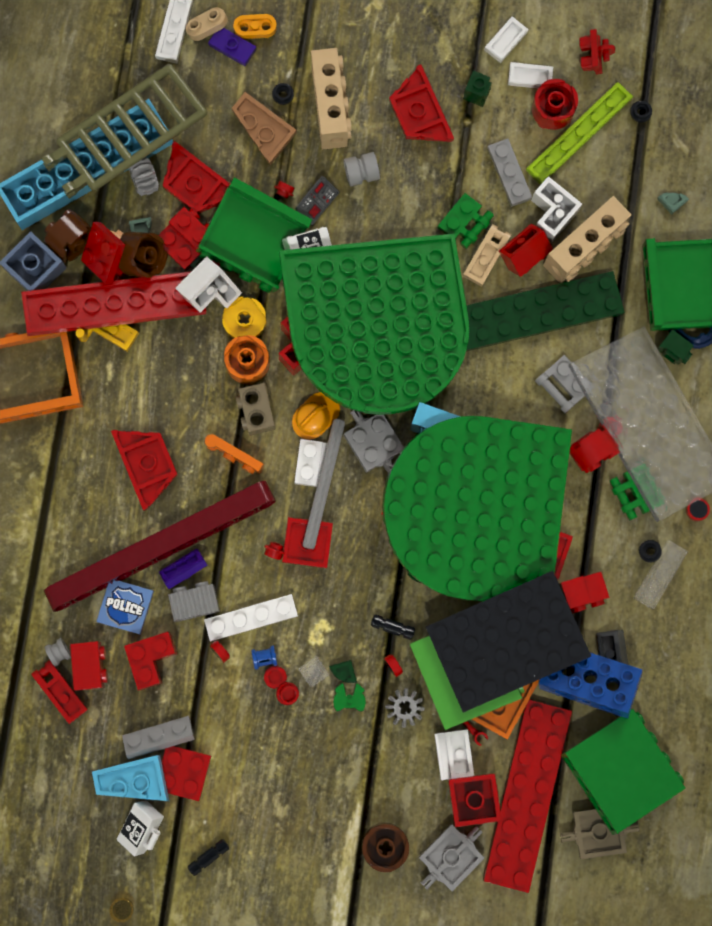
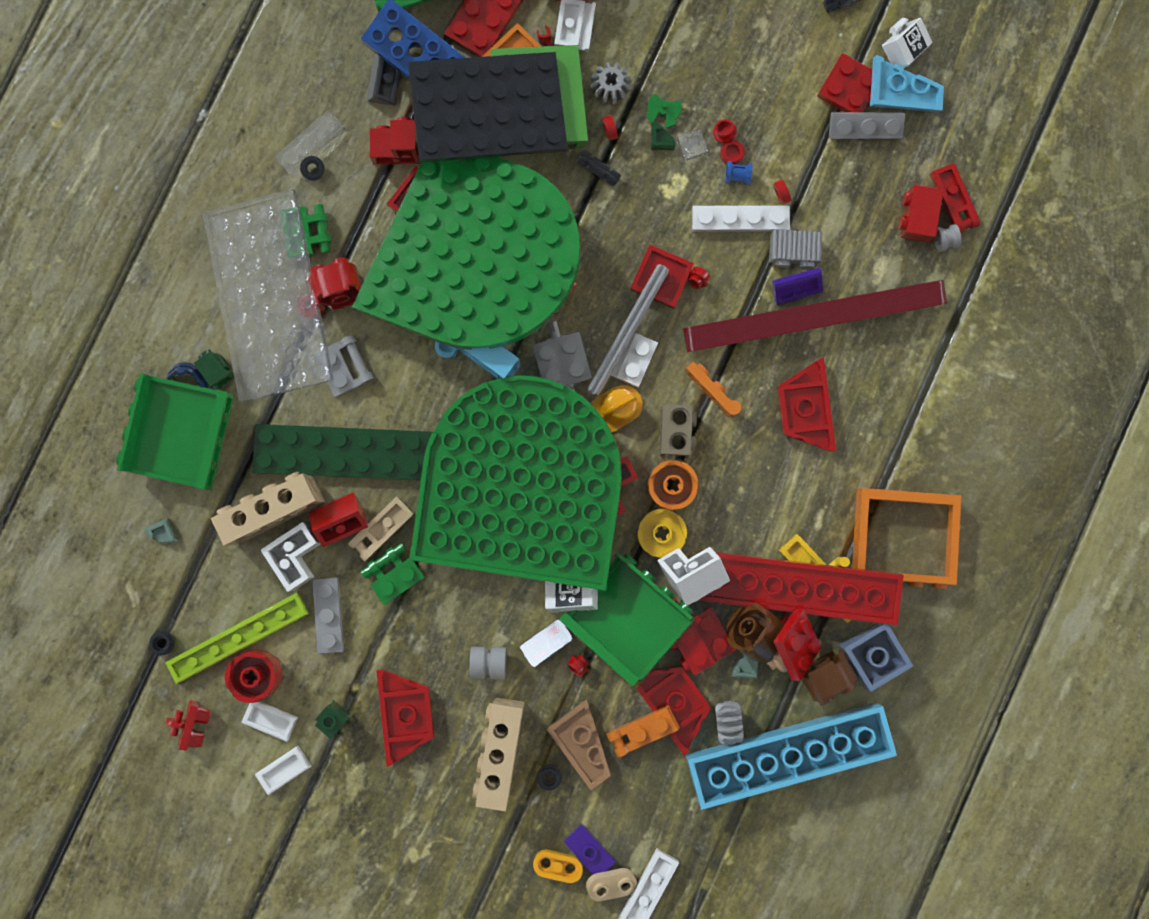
camera: 160 degrees left, 5 degrees up
(85, 178) = (810, 772): olive bar -> none
(125, 606) = (866, 266): tile -> none
(143, 657) = (861, 205): red brick -> none
(214, 151) = (643, 730): none -> orange plate
(698, 510) = (247, 192): black tile -> none

